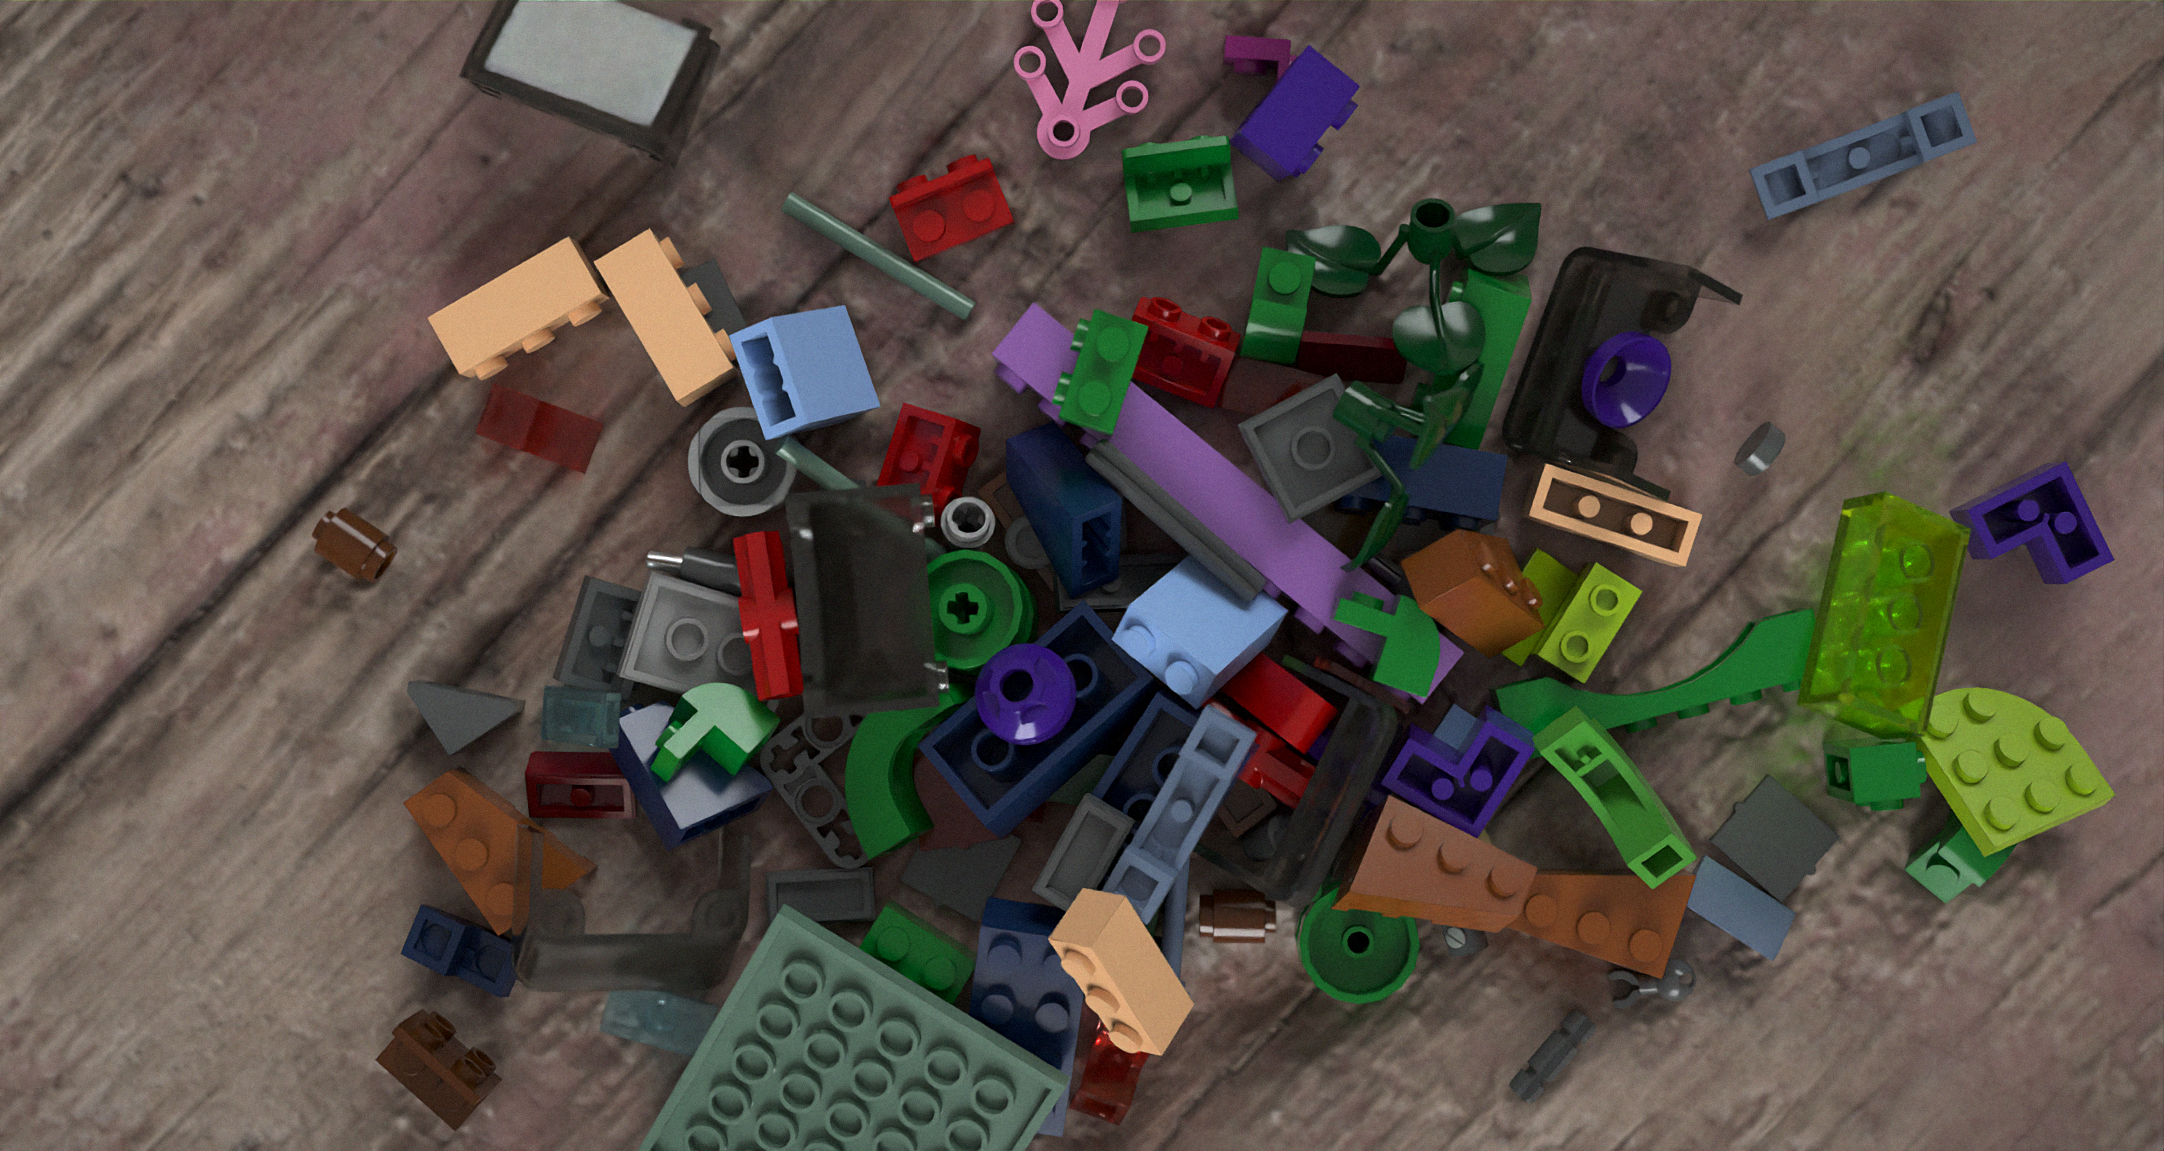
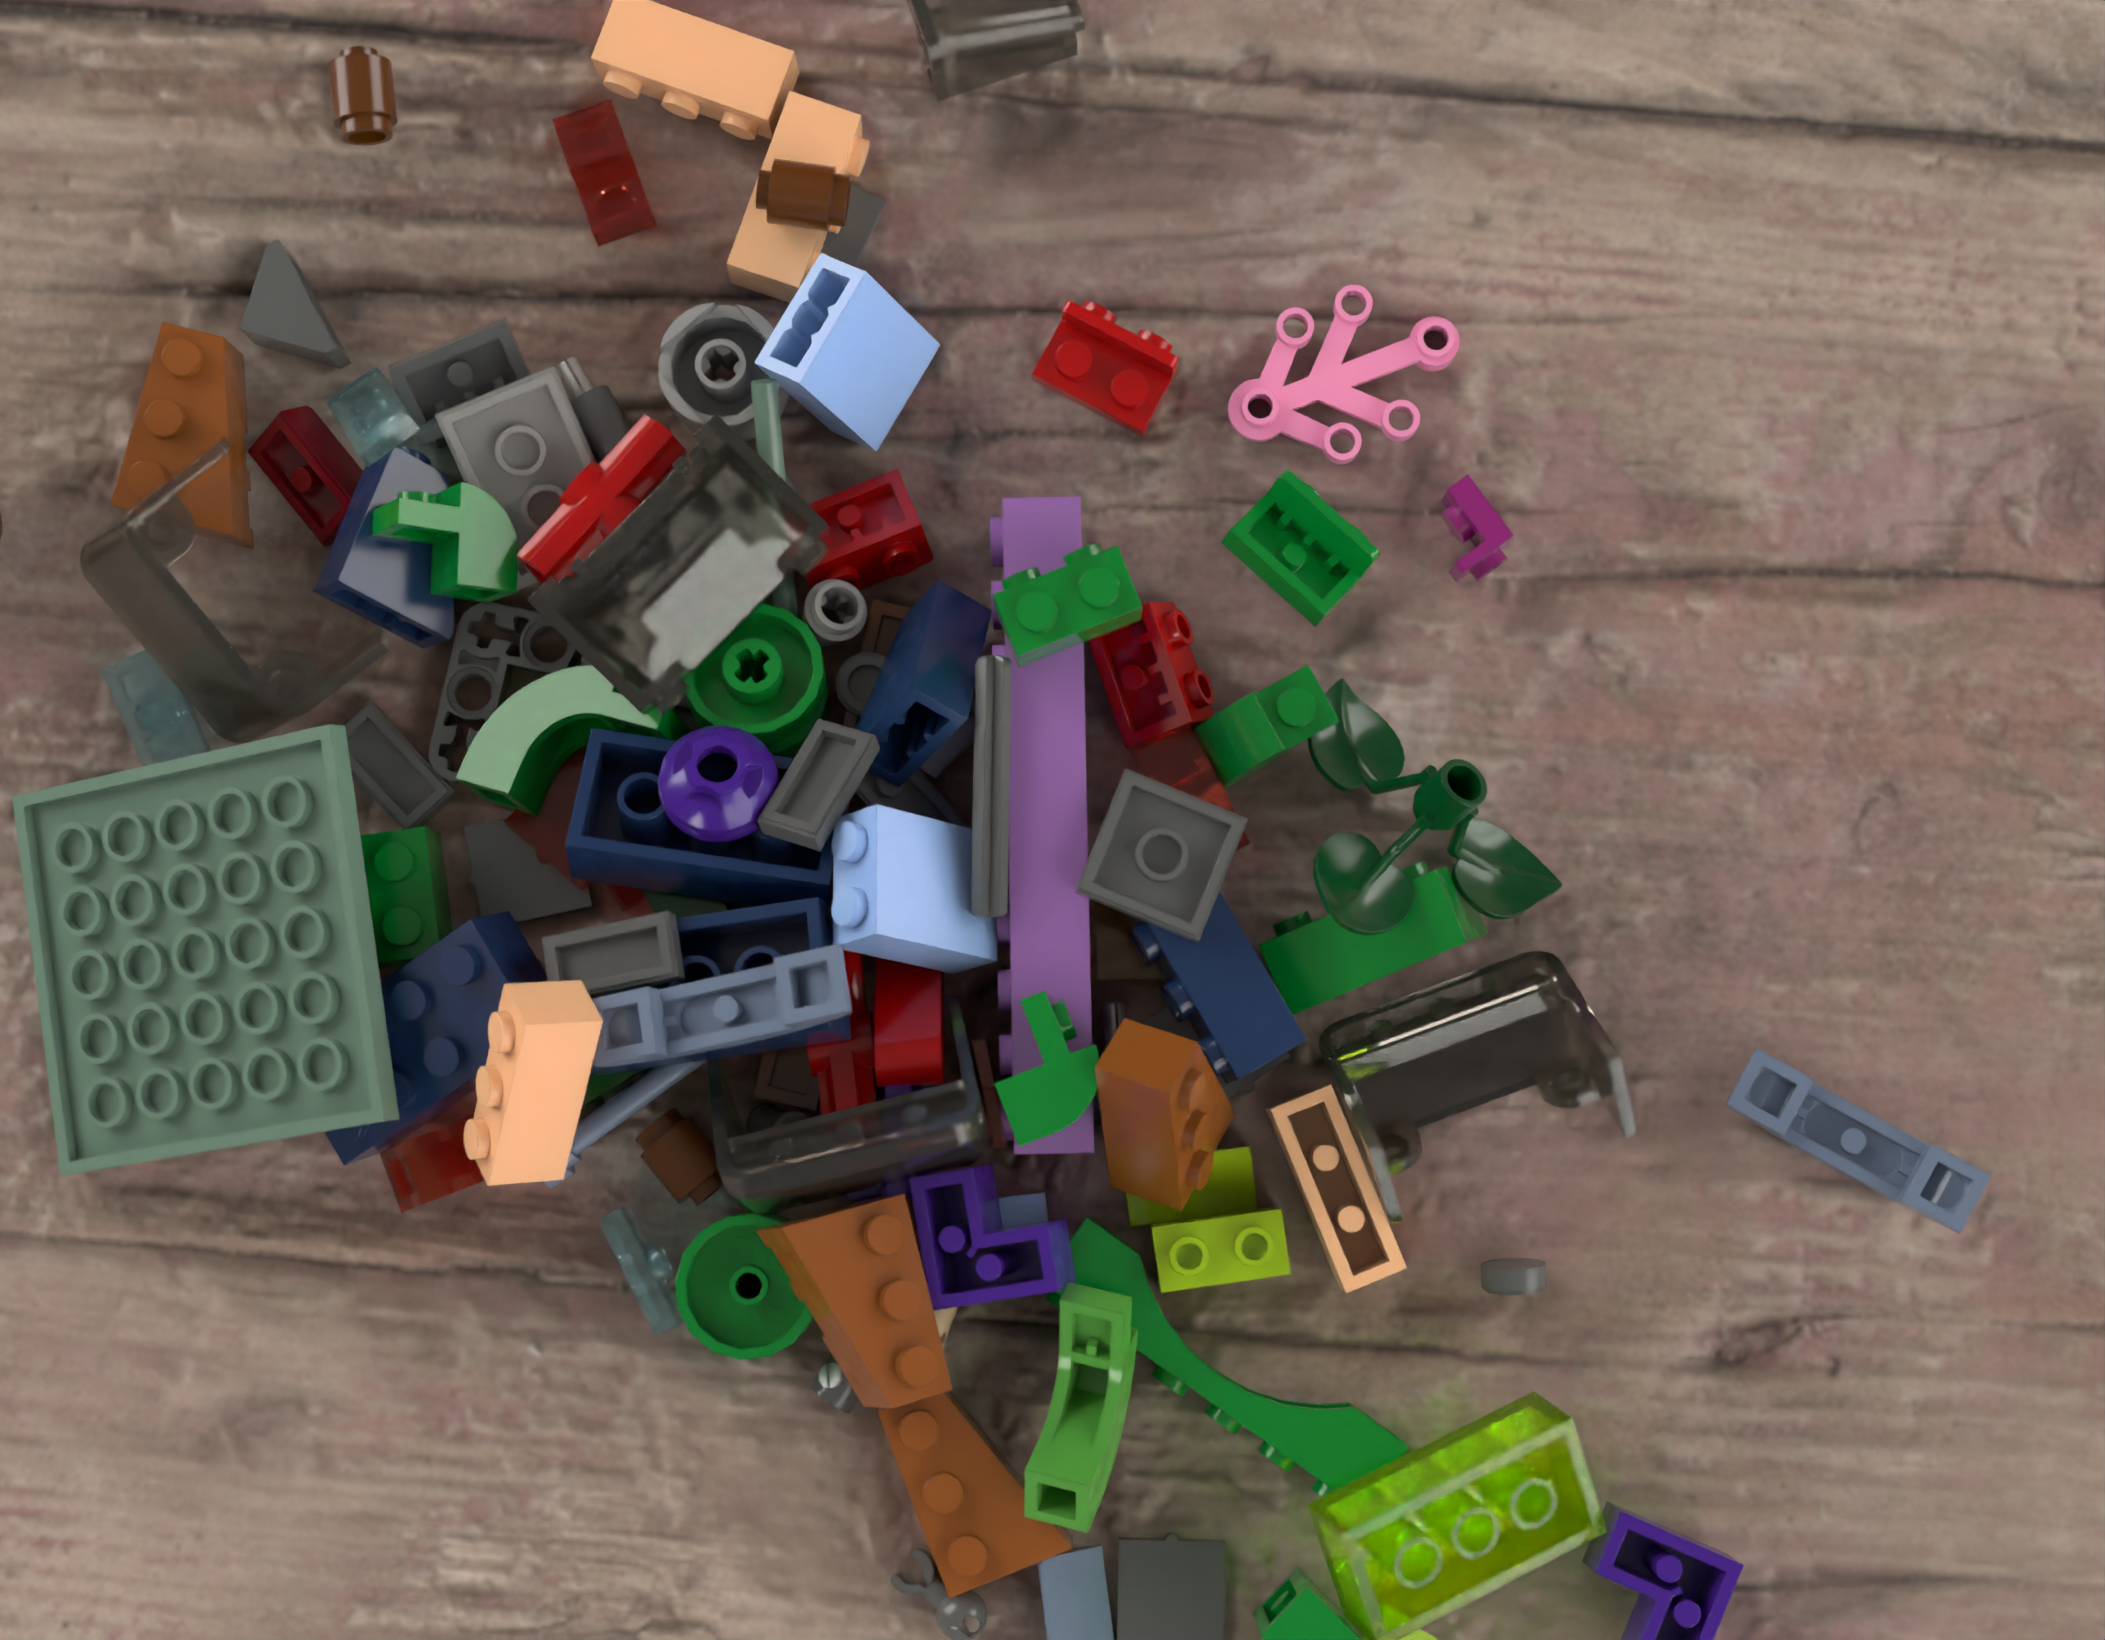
camera: 50 degrees right, 5 degrees down
(461, 949) = (74, 483): dark blue slope -> none
(677, 312) = (803, 195): none -> reddish brown brick
(878, 256) = (1010, 341): sand green bar -> none
(1081, 630) = (819, 784): none -> dark grey tile
(1287, 999) = (644, 1268): none -> clear light blue plate
(1295, 113) = (1449, 591): dark purple brick -> none
(1351, 357) = (1276, 831): dark red slope -> none
(1378, 418) = (1281, 930): dark green plant -> none
(1552, 1056) = (796, 1561): dark grey axle -> none
(1634, 386) = (1473, 1111): dark purple piece -> none

